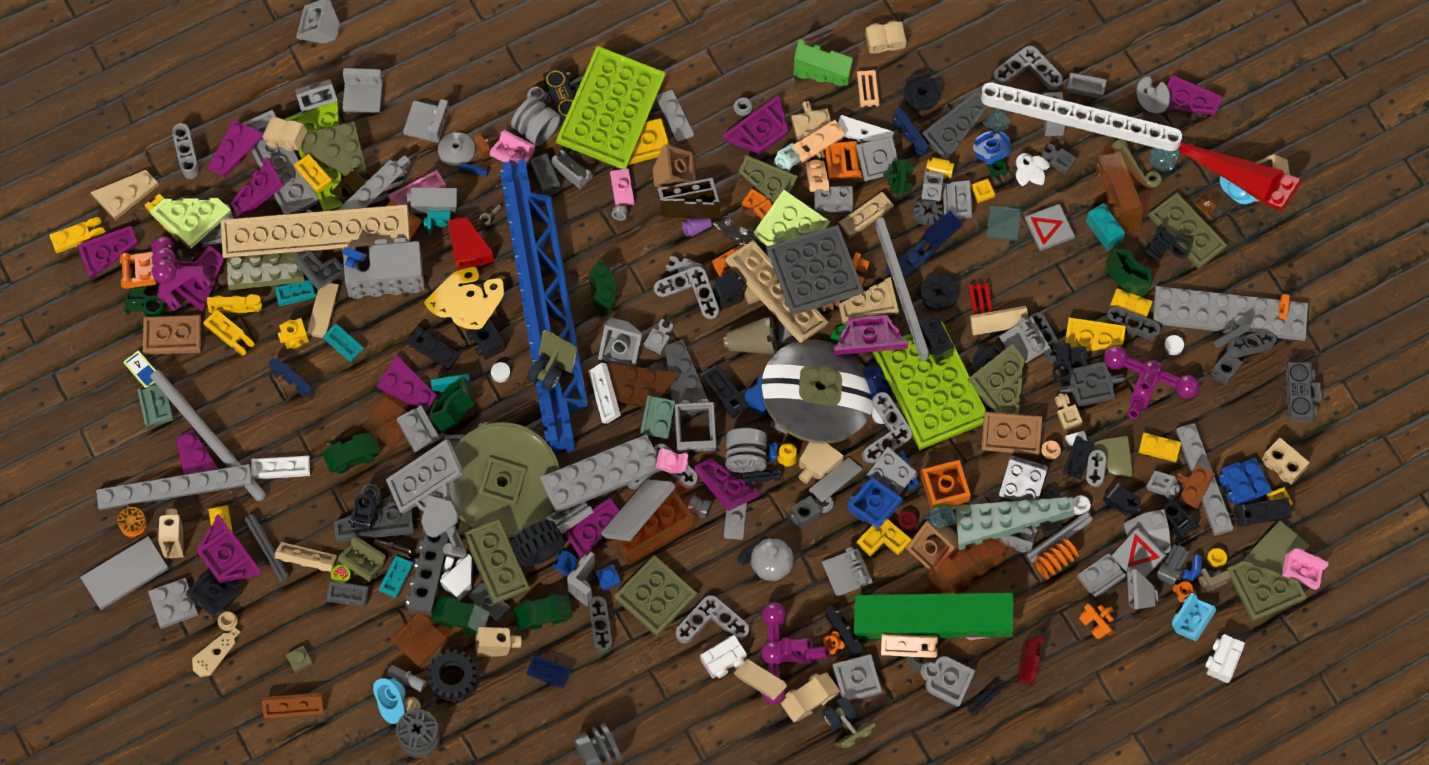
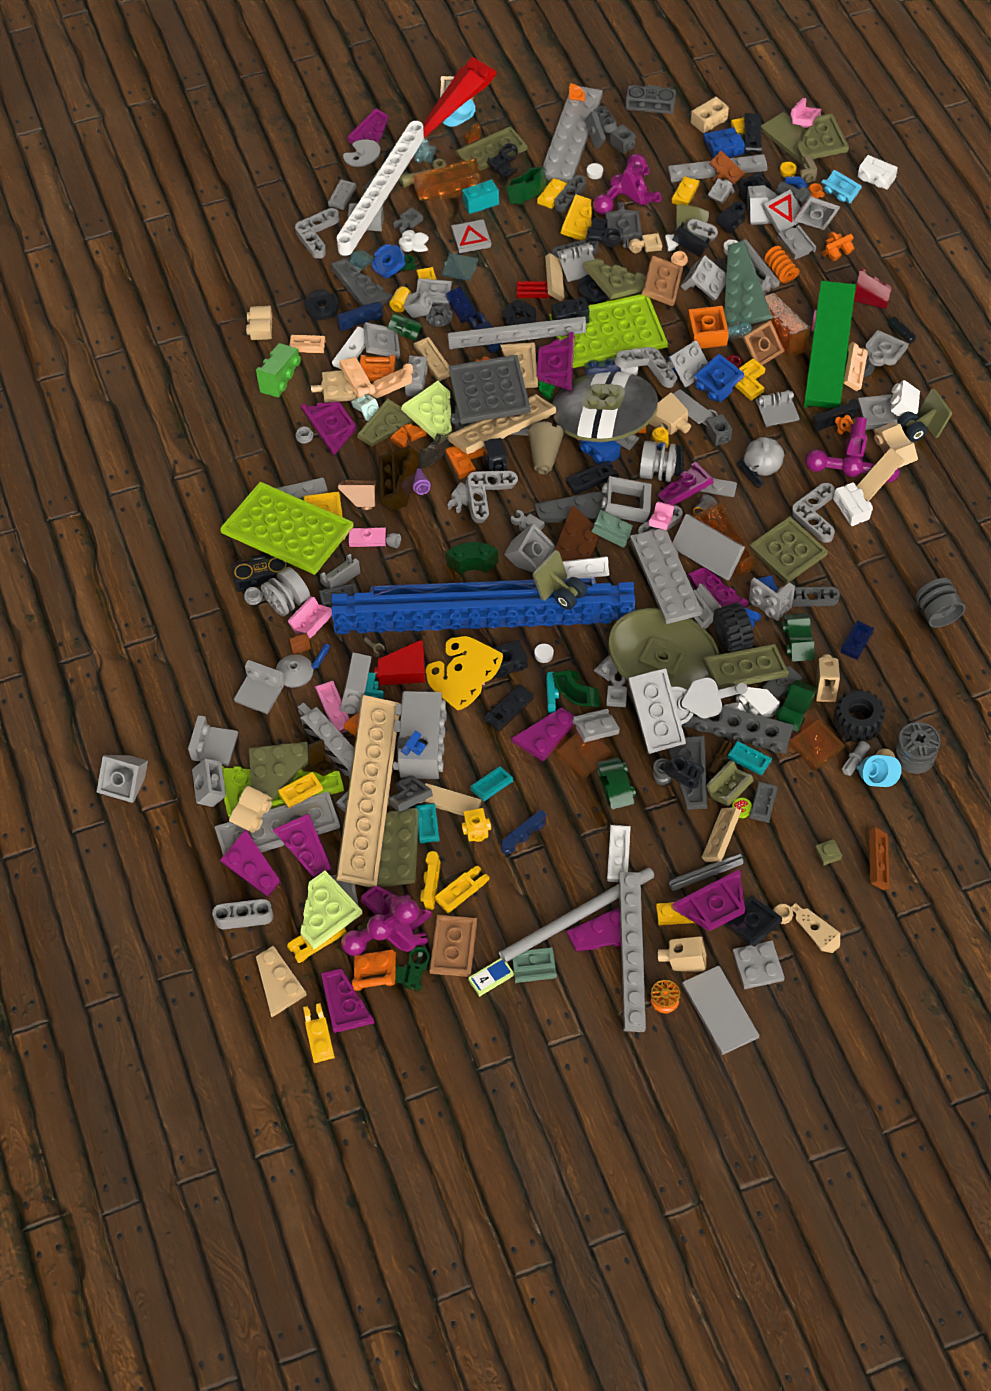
camera: 80 degrees left, 10 degrees down
(870, 701) = (904, 398): none -> white brick

